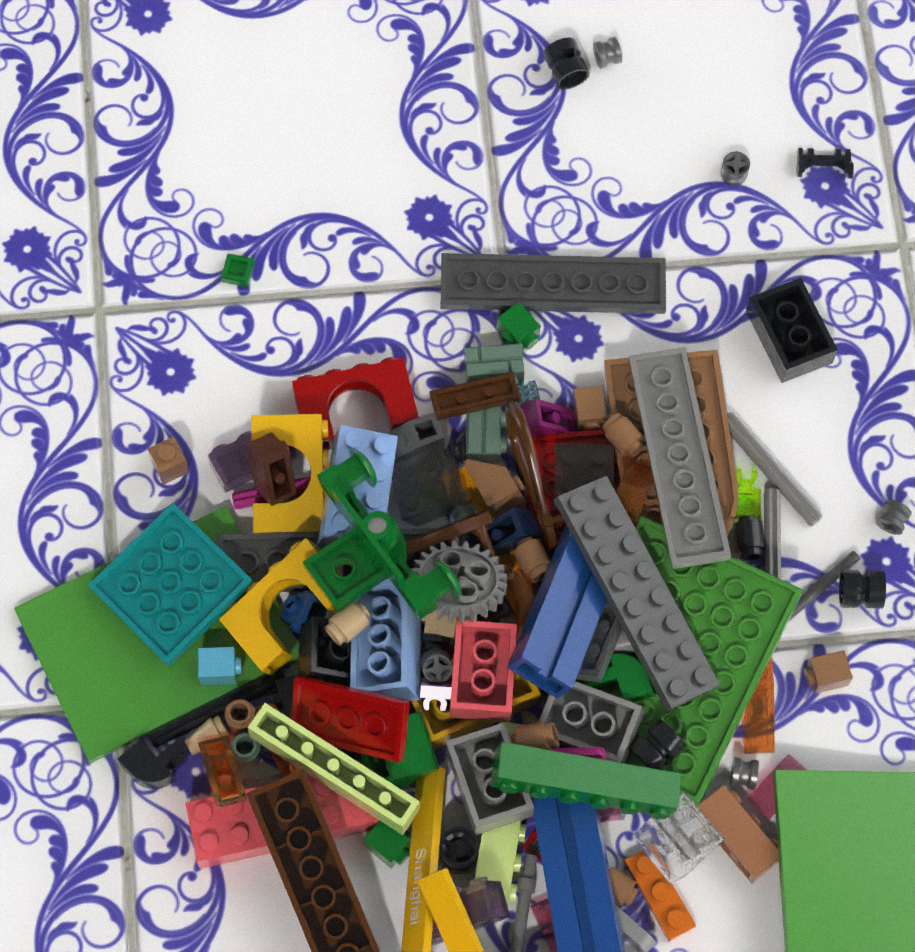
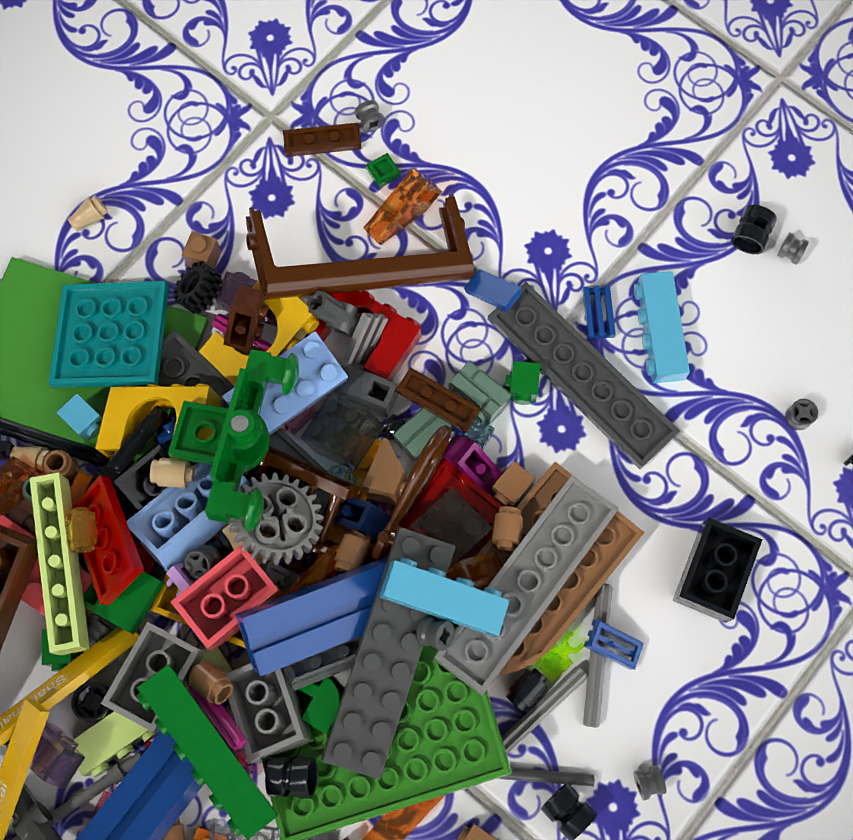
camera: 50 degrees right, 5 degrees up
(39, 514) = (88, 213): none -> tan cone
(162, 290) = (322, 139): none -> reddish brown tile
(183, 237) = (369, 116): none -> flat silver wheel
(210, 490) = (198, 287): none -> black tyre
(286, 284) = (403, 206): none -> clear orange slope
(287, 633) = (137, 440): none -> black axle
(309, 374) = (366, 273): none -> reddish brown piece
(327, 725) = (81, 530): none -> clear yellow brick
(339, 402) = (337, 314): none -> dark grey piece
(370, 402) = (364, 338): none -> light grey tile
(424, 282) = (493, 290): none -> blue tile
(523, 220) = (596, 291): none -> blue tile
(575, 195) = (662, 327): none -> medium azure brick
(639, 512) = (443, 597): none -> medium azure brick
(656, 545) = (435, 633): none -> dark grey wheel
(760, 455) = (594, 636): none -> blue tile

